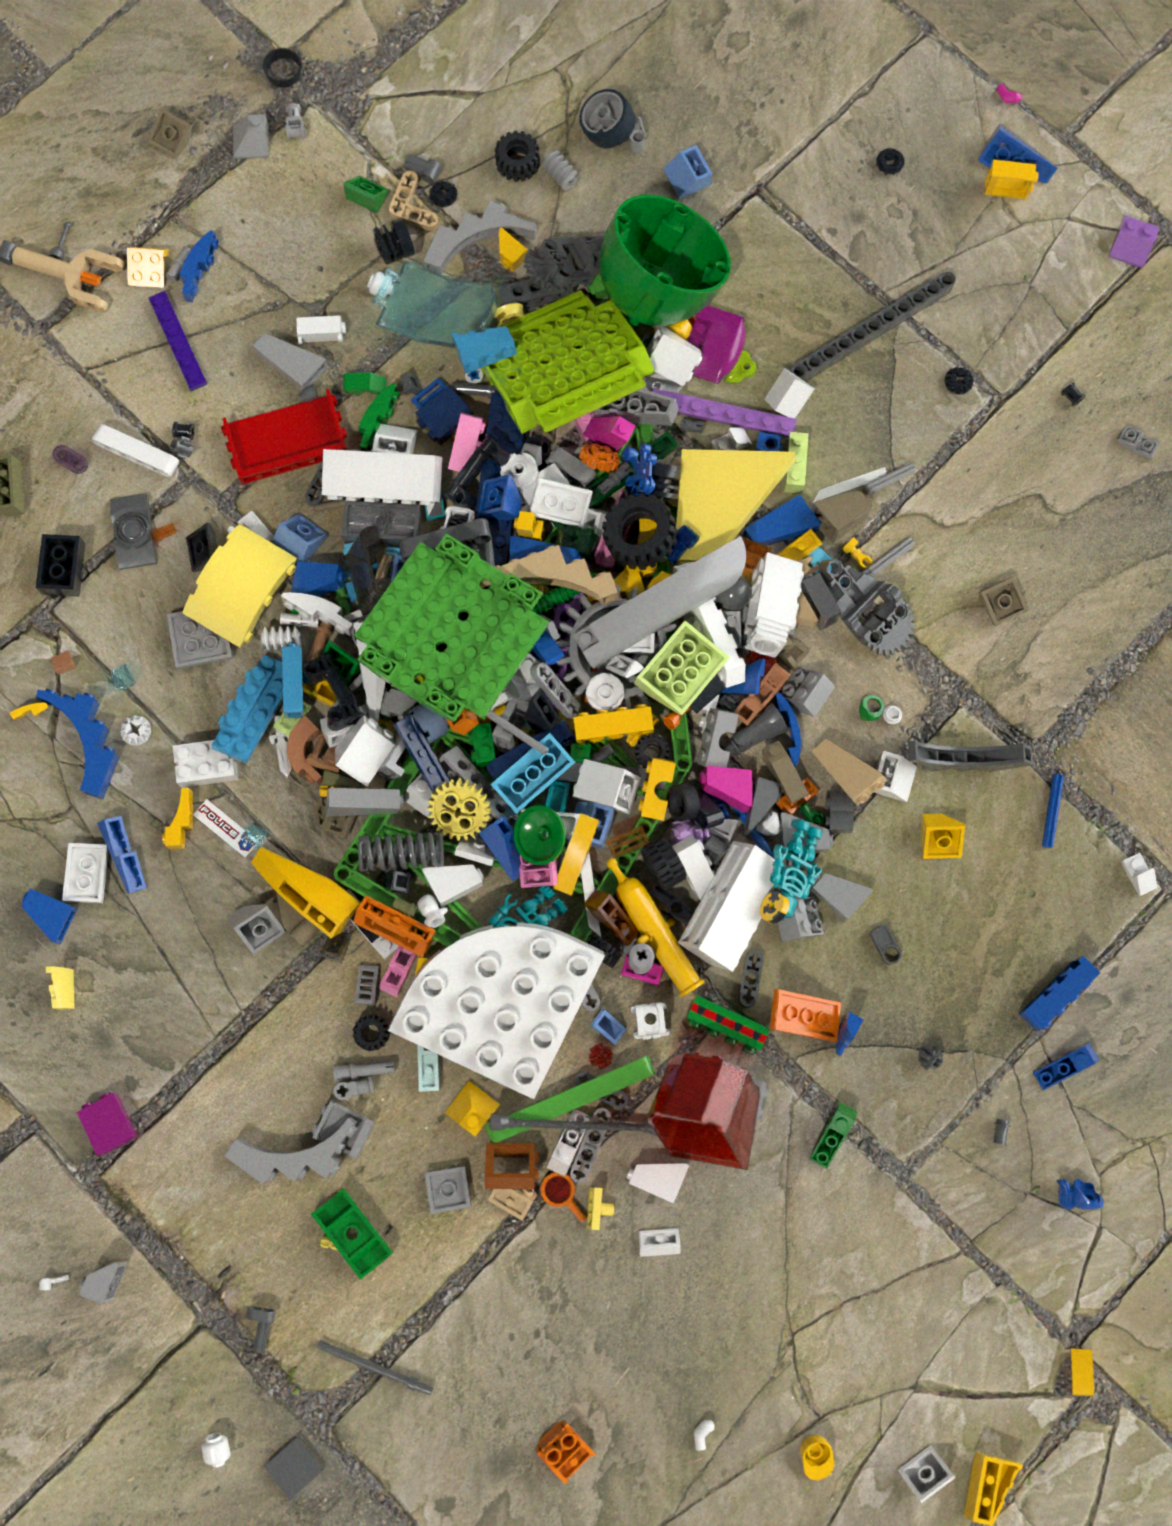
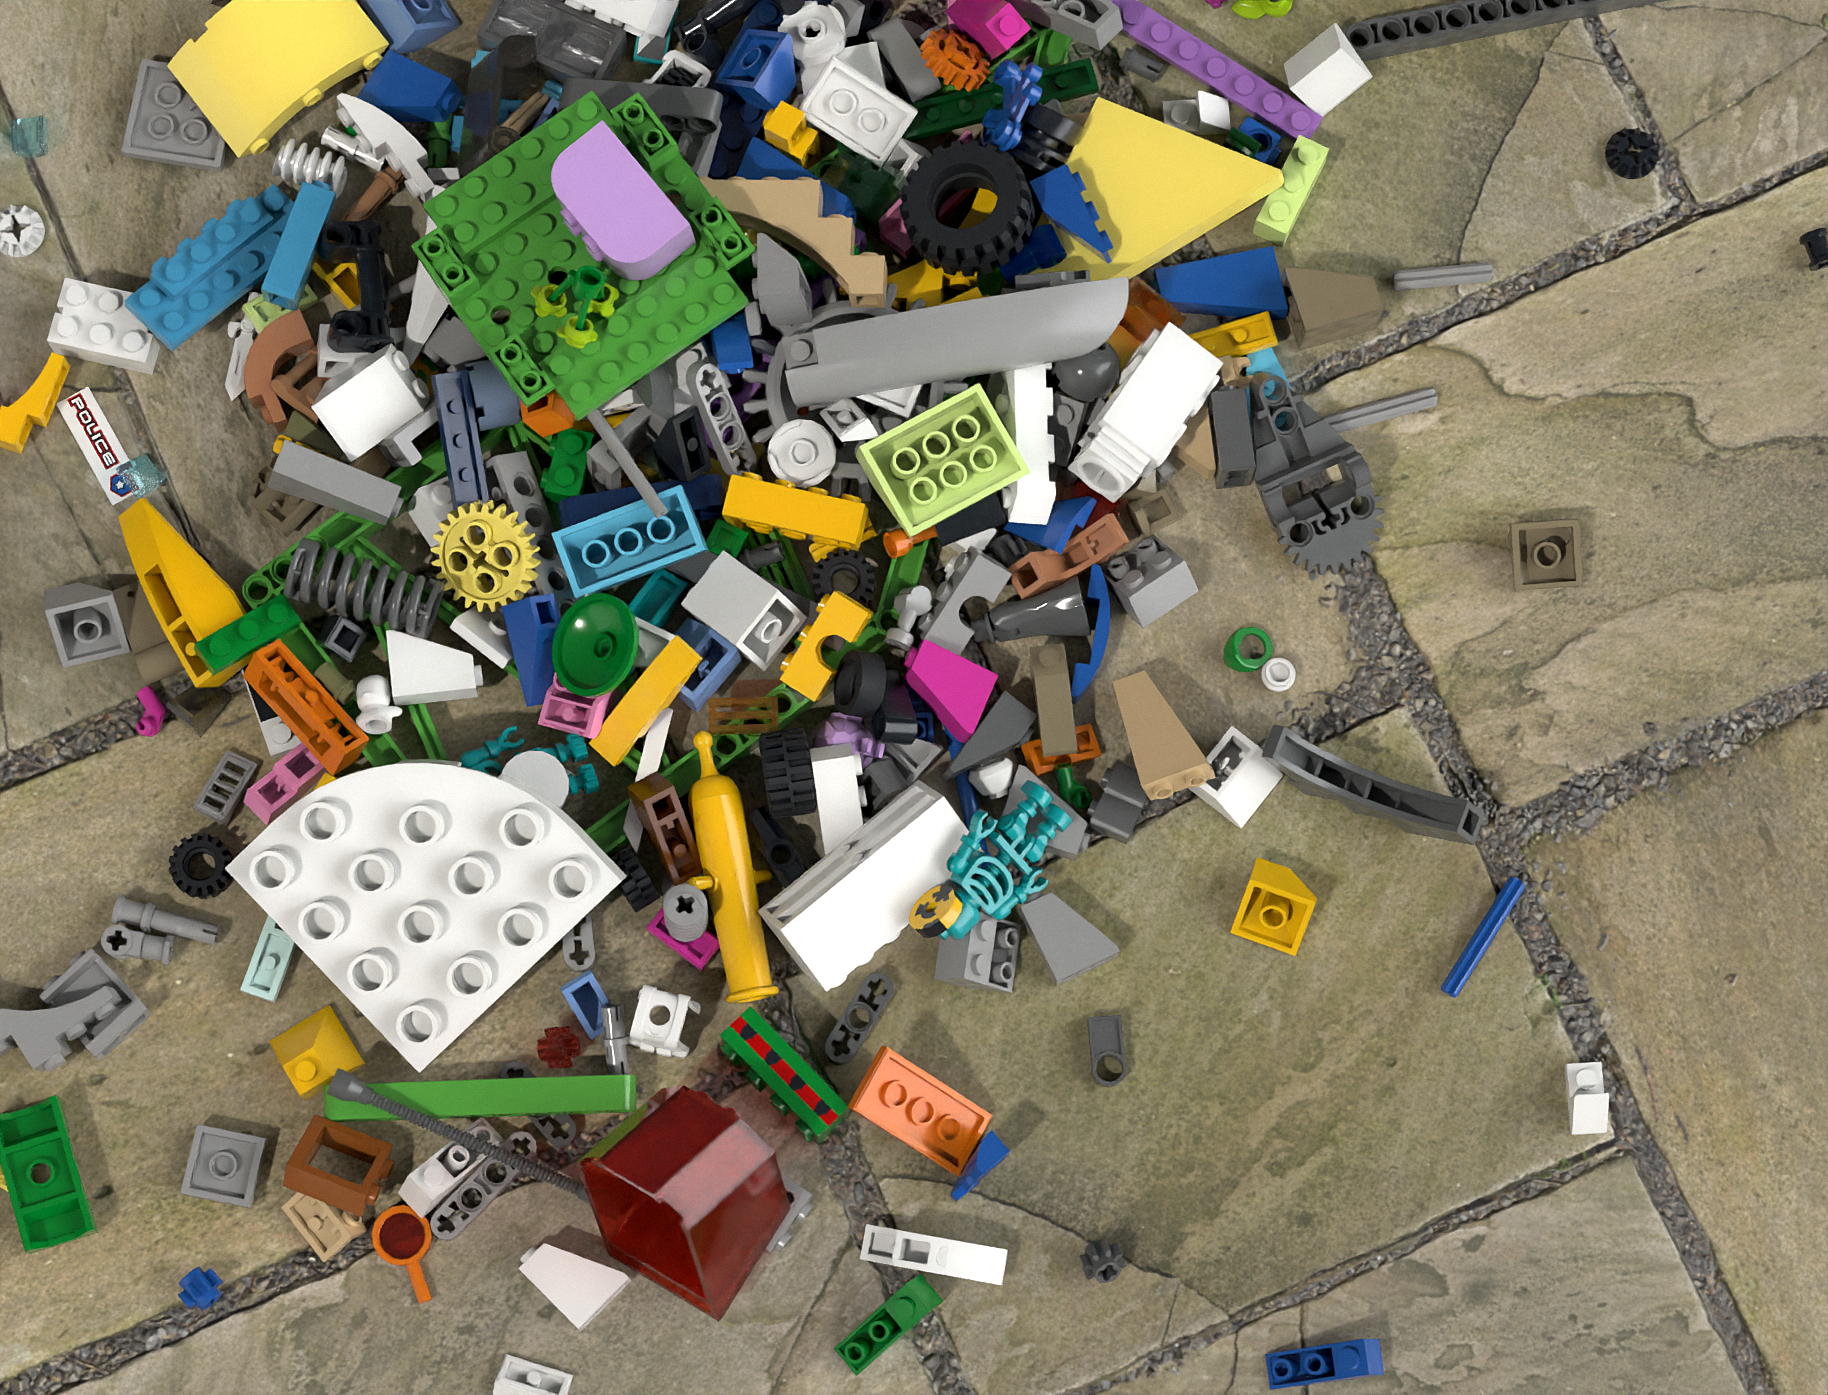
camera: 20 degrees right, 0 degrees up
(312, 961) = (153, 715): none -> dark pink arm
(346, 662) = (396, 241): green slope -> none
(348, 899) = (247, 634): none -> green plate
(462, 597) = (617, 207): none -> lavender brick
(462, 1261) = (200, 1288): none -> blue gear
(464, 647) = (589, 288): none -> plant
(535, 914) = (540, 773): none -> white tile
(561, 607) = (780, 284): none -> light grey slope
(596, 1208) = (453, 1290): light yellow tile -> none
(614, 478) = (966, 104): dark grey pin -> none
(629, 1040) = (614, 1039): none -> light grey pin
(690, 513) = (1064, 207): none -> blue slope
(691, 750) = (909, 604): none -> light grey leg
(694, 555) = (1051, 279): none -> dark grey wing
(762, 446) = (1241, 143): none -> dark green plate
(842, 1088) = (934, 1254): none -> white slope
(849, 484) = (1370, 261): white sticker -> none
(850, 547) = (1324, 368): yellow piece -> none
(1058, 993) = (1361, 1240): blue wedge -> none

